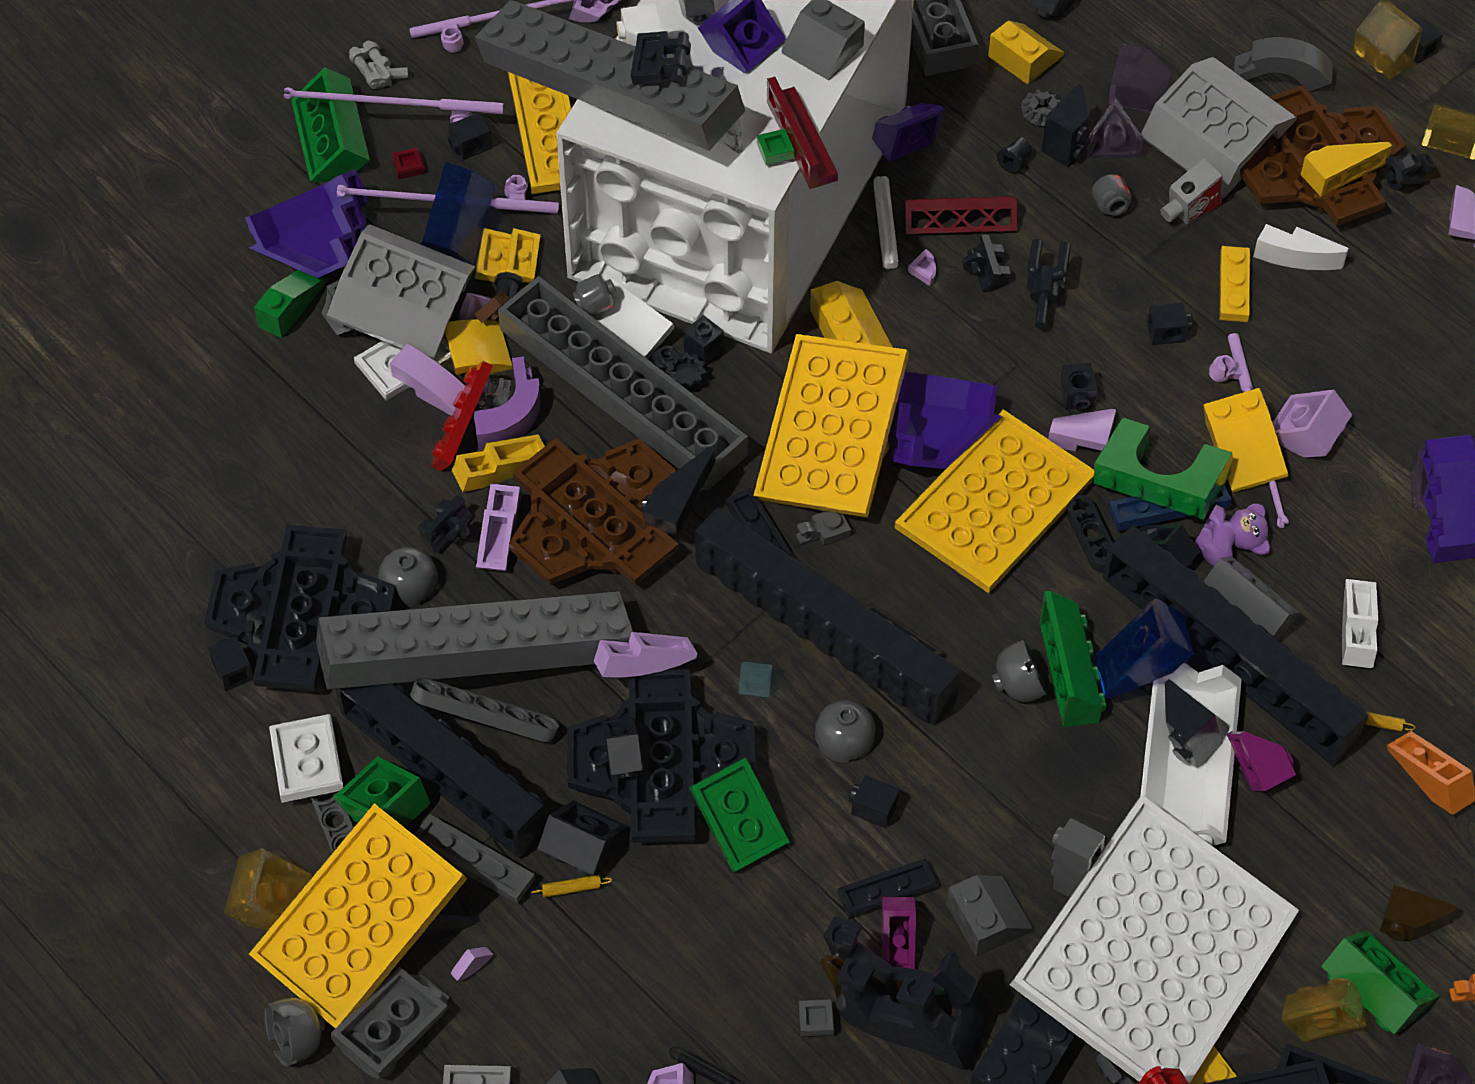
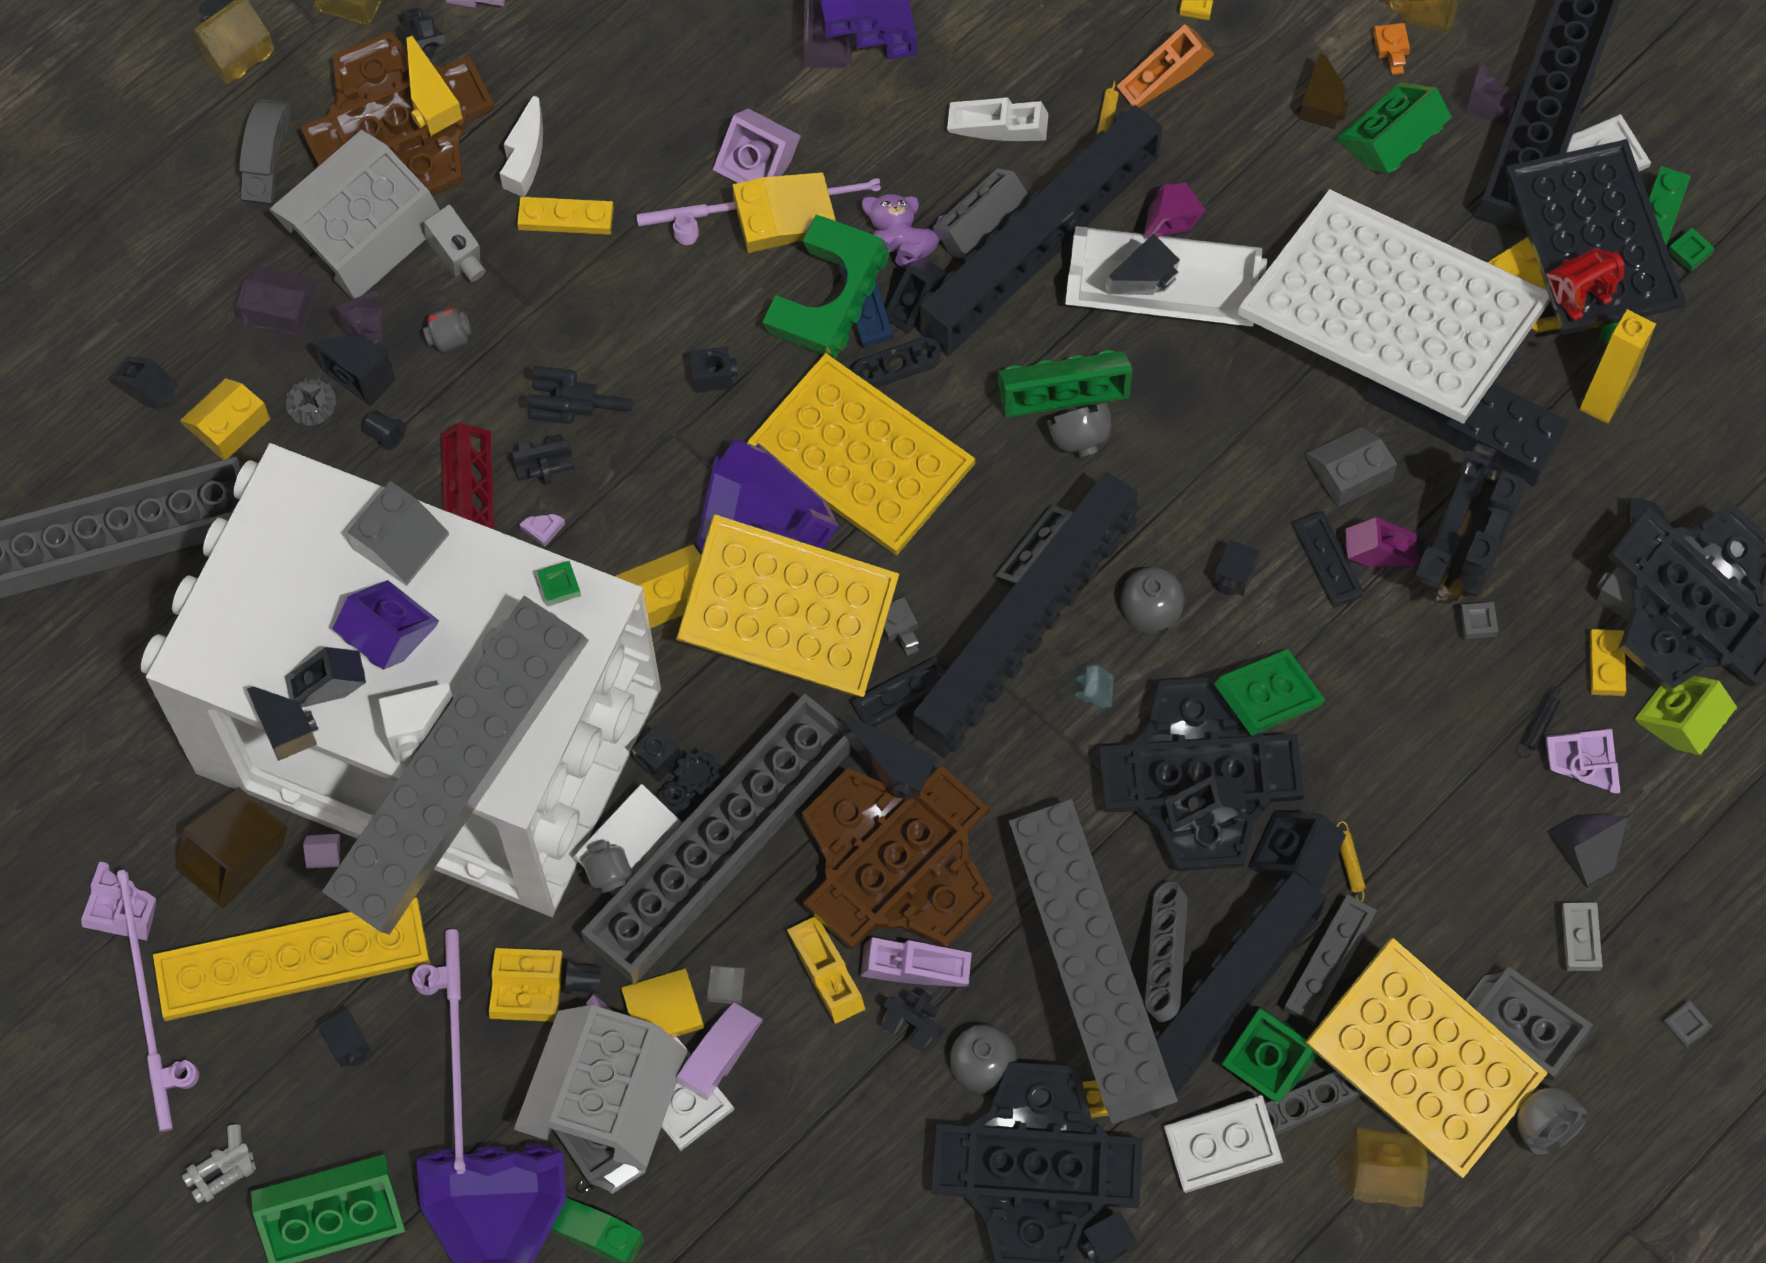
camera: 90 degrees left, 10 degrees up
(408, 163) = (379, 1114): dark red tile -> none
(457, 423) = (770, 1011): red plate -> none
(458, 213) = (482, 1039): clear blue slope -> none
(459, 108) = (310, 1055): lavender piece -> none
(471, 962) = (1451, 950): lavender tile -> none
(491, 308) = (615, 987): reddish brown plate -> none
(516, 415) = (760, 952): medium lavender arch -> none
(642, 654) = (1090, 791): lavender slope -> none
(651, 58) = (474, 692): black plate -> none
(808, 147) = (522, 563): dark red fence -> none
(1074, 854) = (1310, 370): dark grey brick -> none
(1083, 429) = (765, 366): lavender slope -> none
(1144, 650) = (1061, 307): clear blue slope -> none
(1168, 323) = (626, 279): black brick -> none
(1324, 1010) = (1438, 169): clear yellow slope -> none

